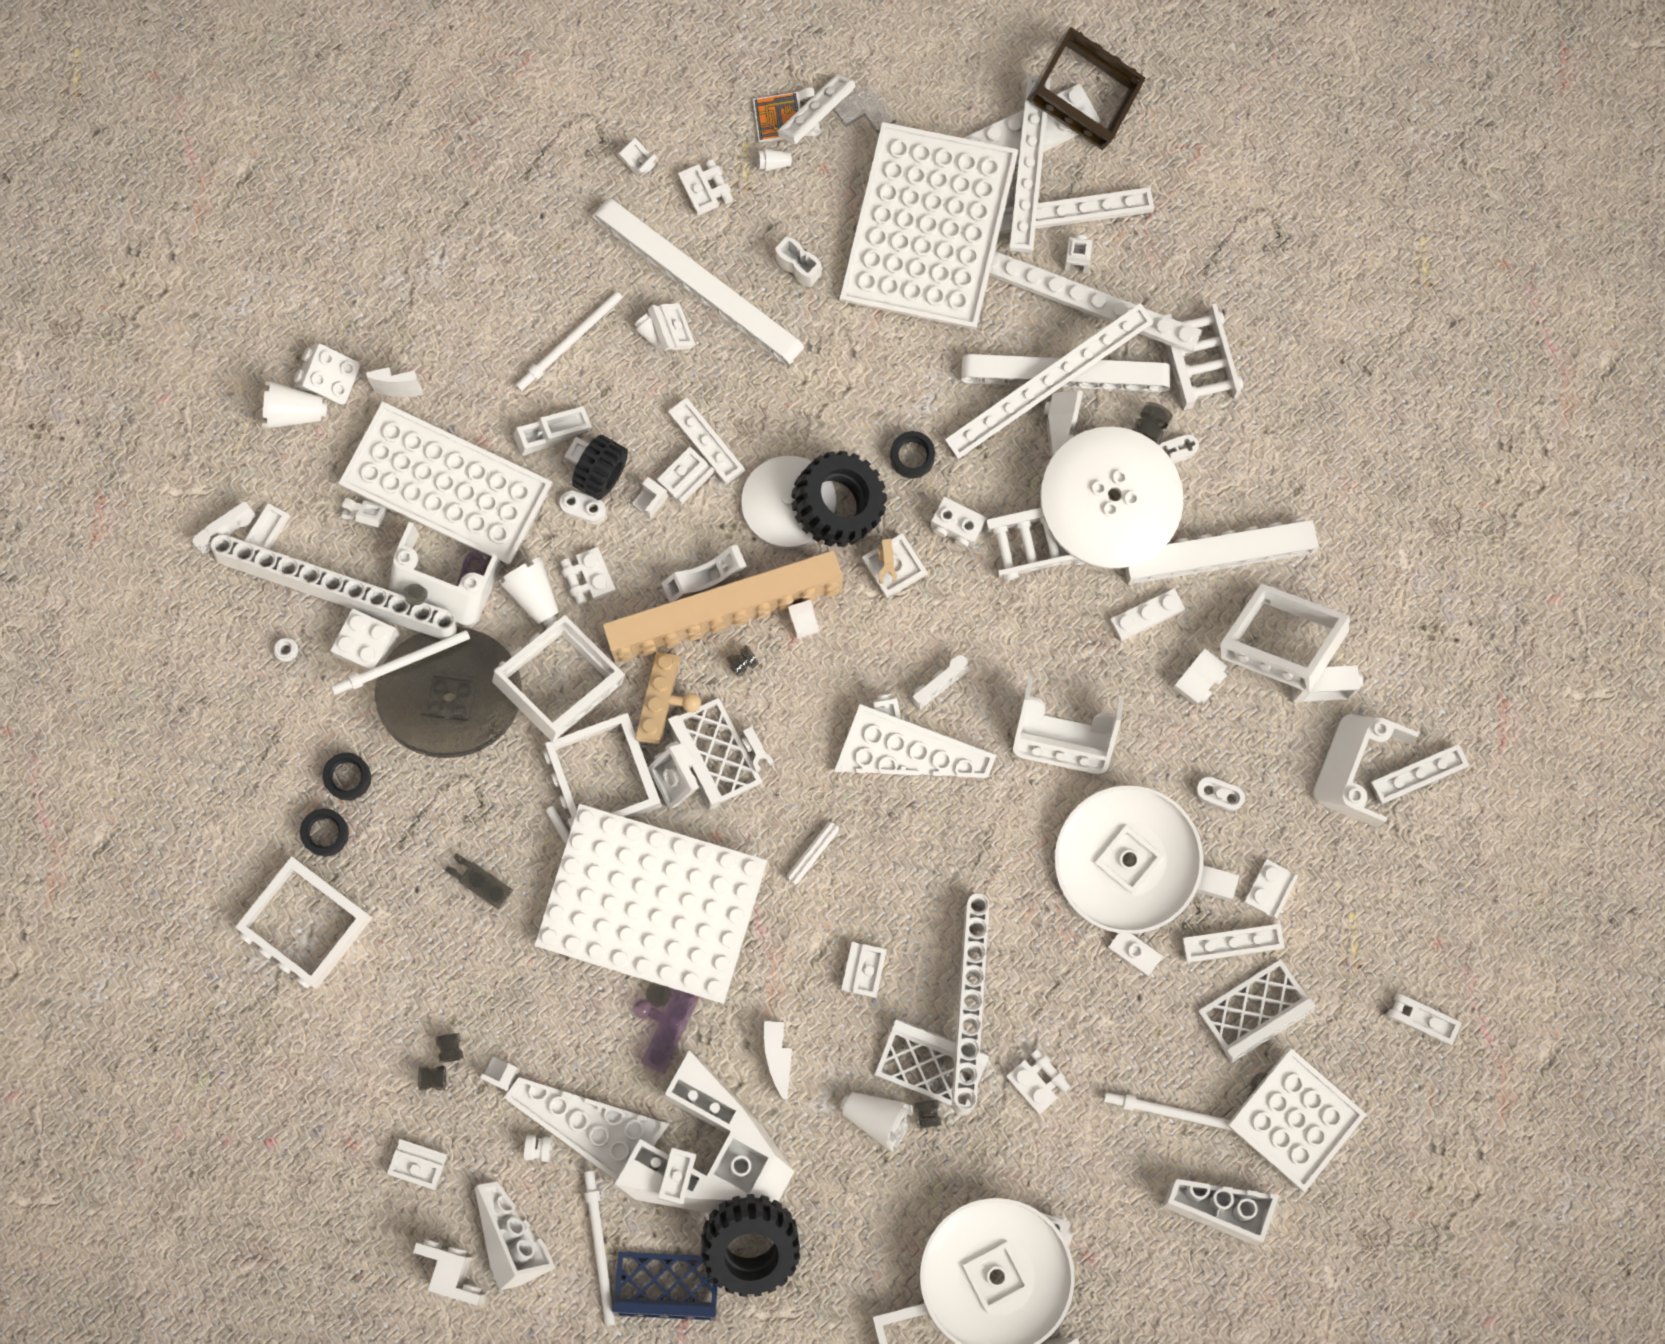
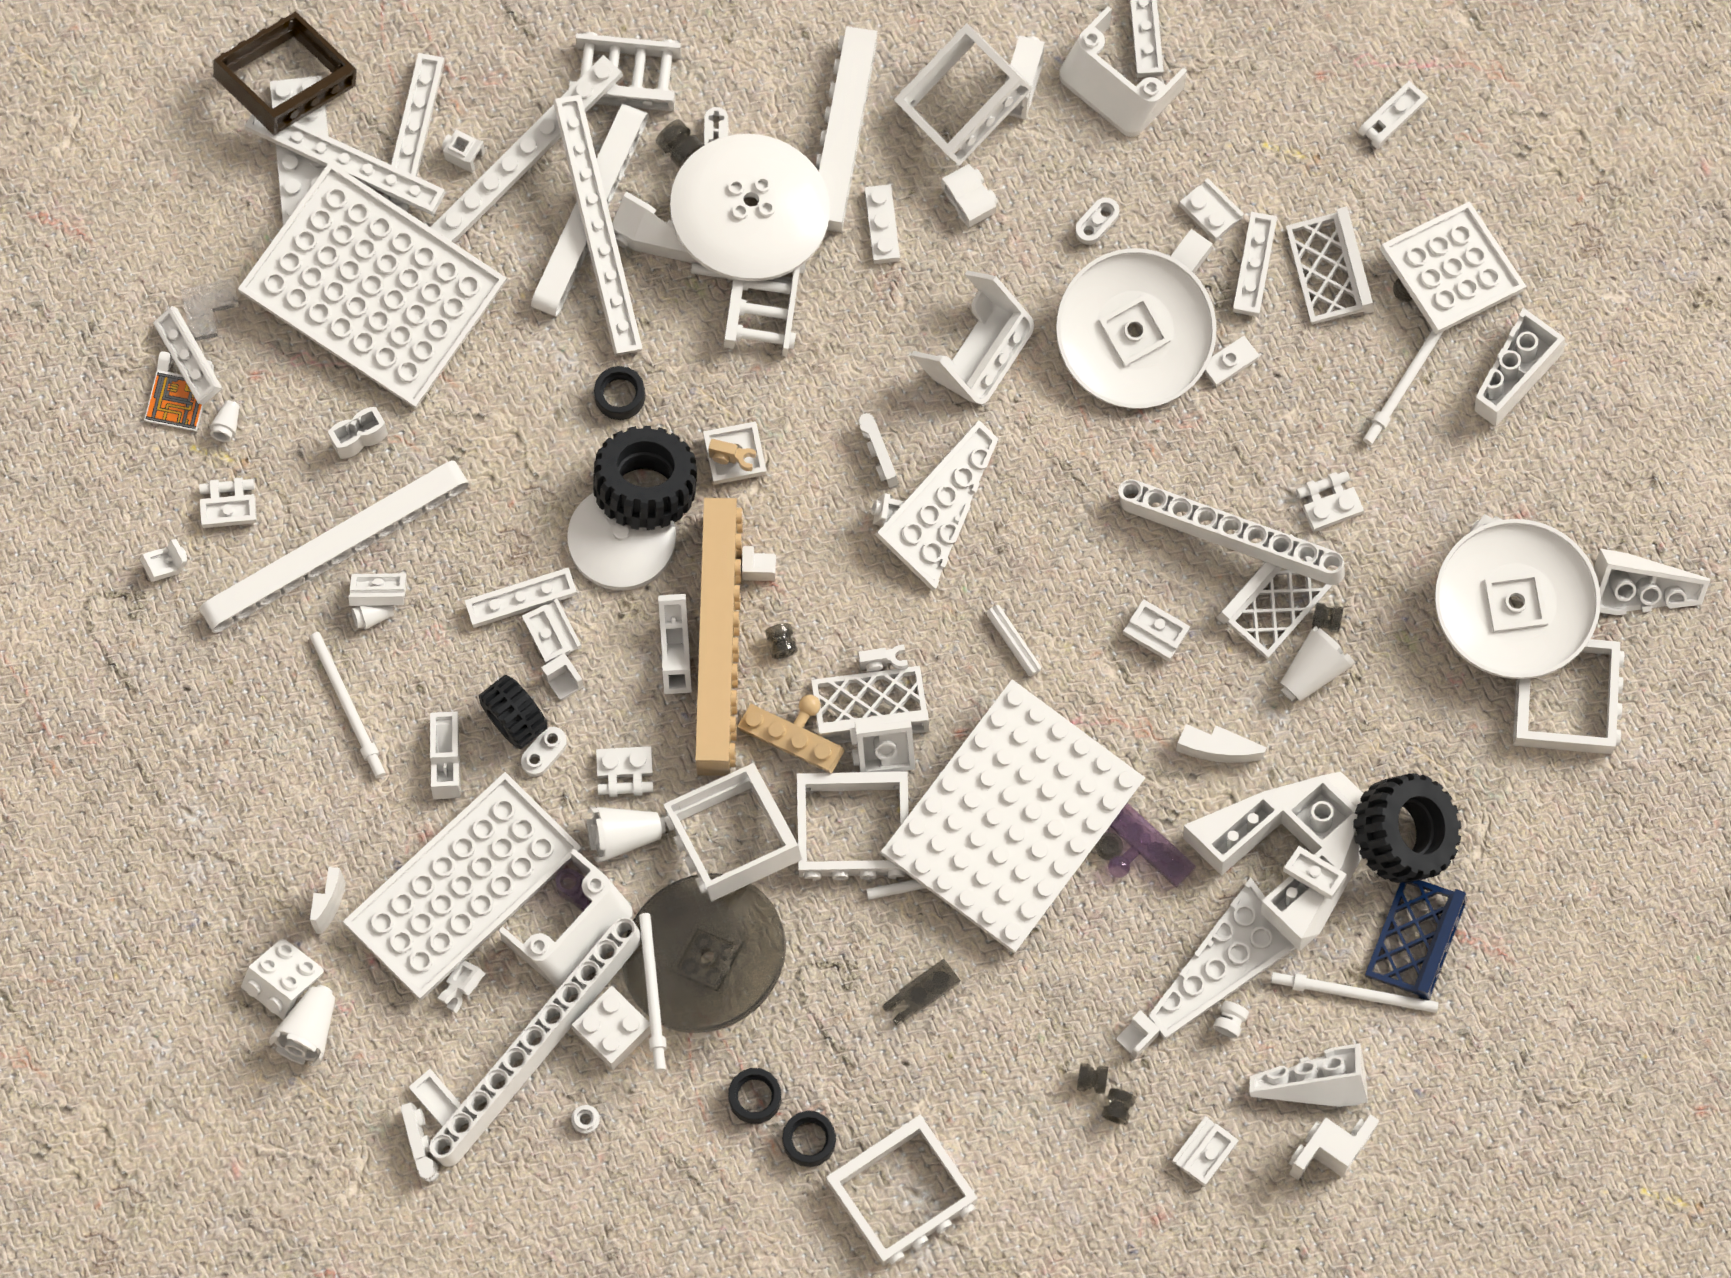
camera: 70 degrees left, 5 degrees down
(415, 594) = (583, 950): clear smoke plate -> none
(575, 450) = (483, 733): white plate -> none
(958, 523) = (713, 373): white brick -> none

